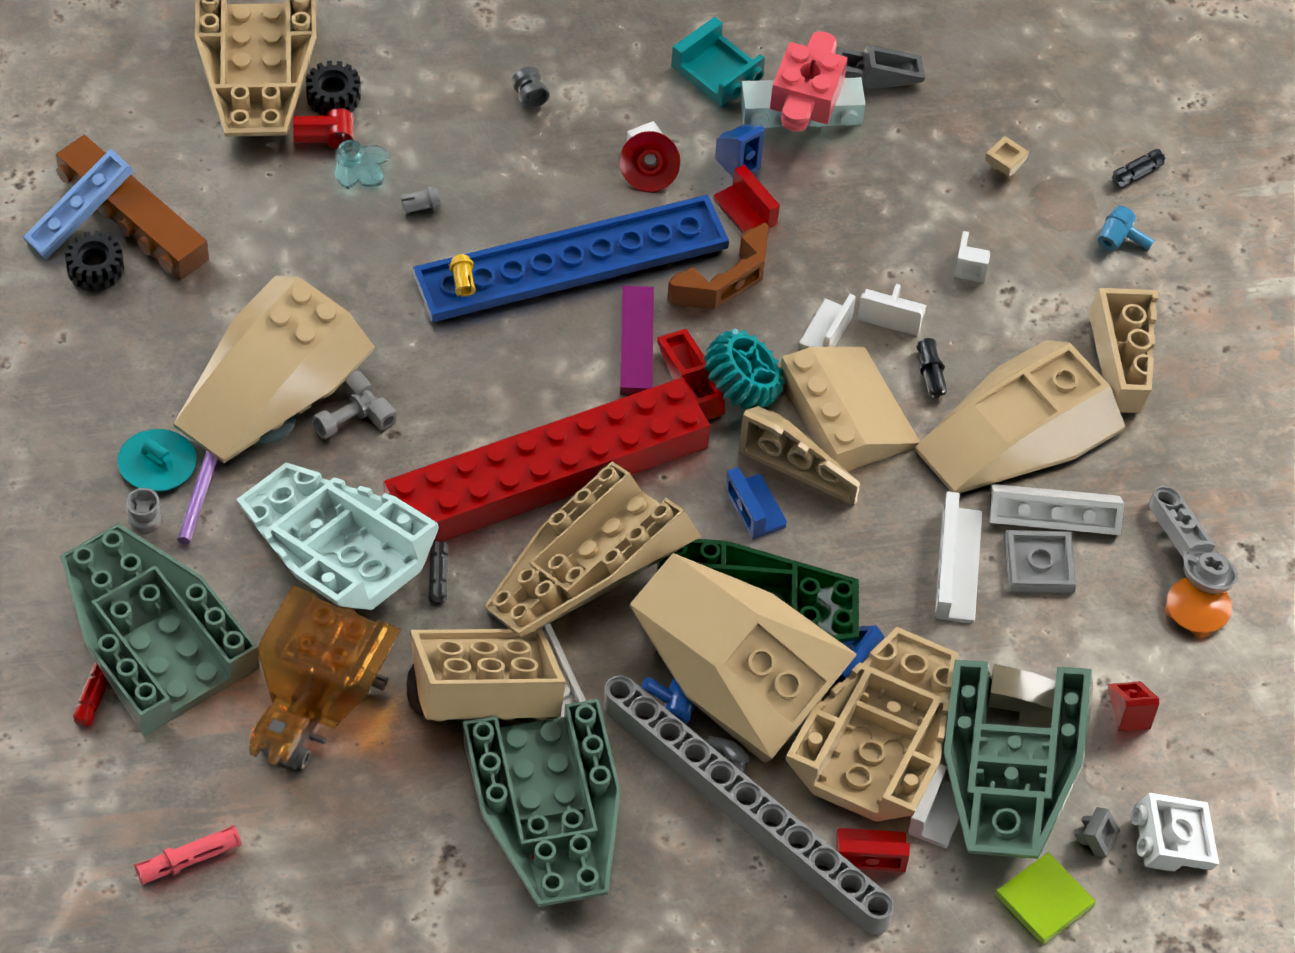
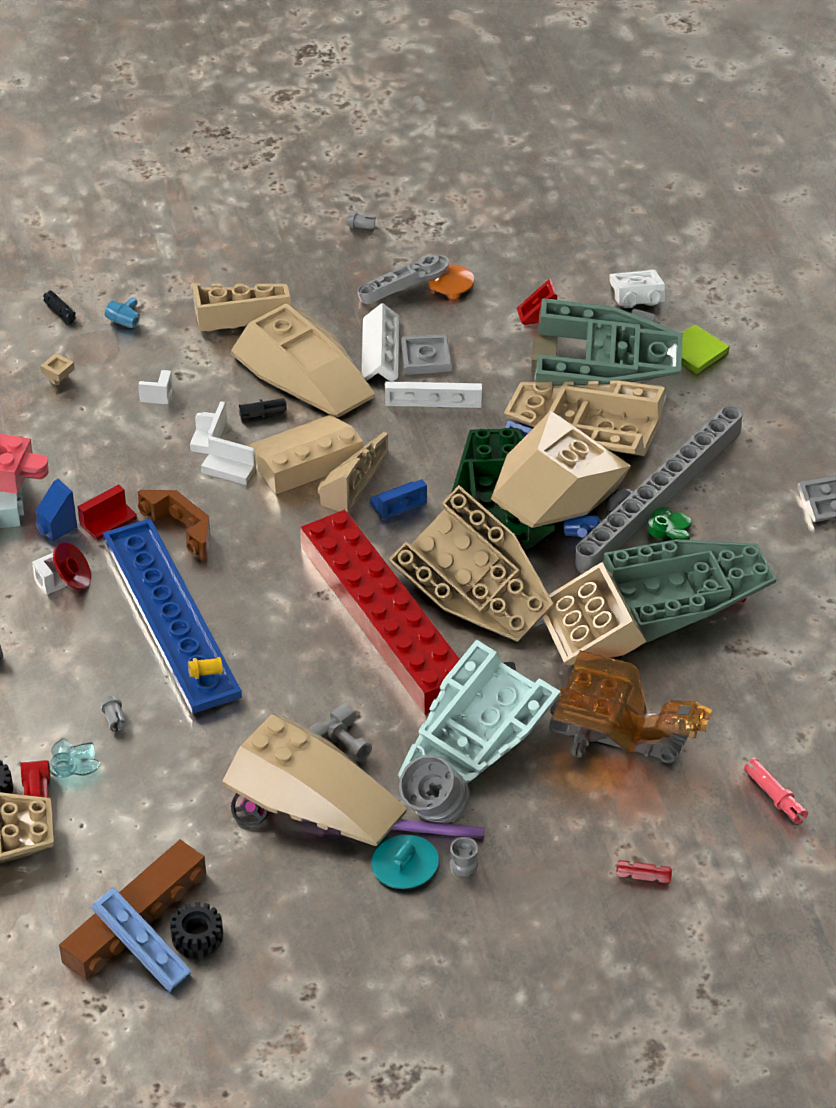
camera: 90 degrees left, 10 degrees down
(154, 627) = (579, 829): sand green wedge -> none
(228, 475) = (423, 782): none -> light grey wheel
(636, 339) = (248, 572): magenta tile -> none
(683, 812) = (670, 524): none -> green plate
(687, 361) = (278, 536): red slope -> none
(744, 369) = (286, 496): teal gear -> none
(874, 849) = (678, 427): red panel -> none

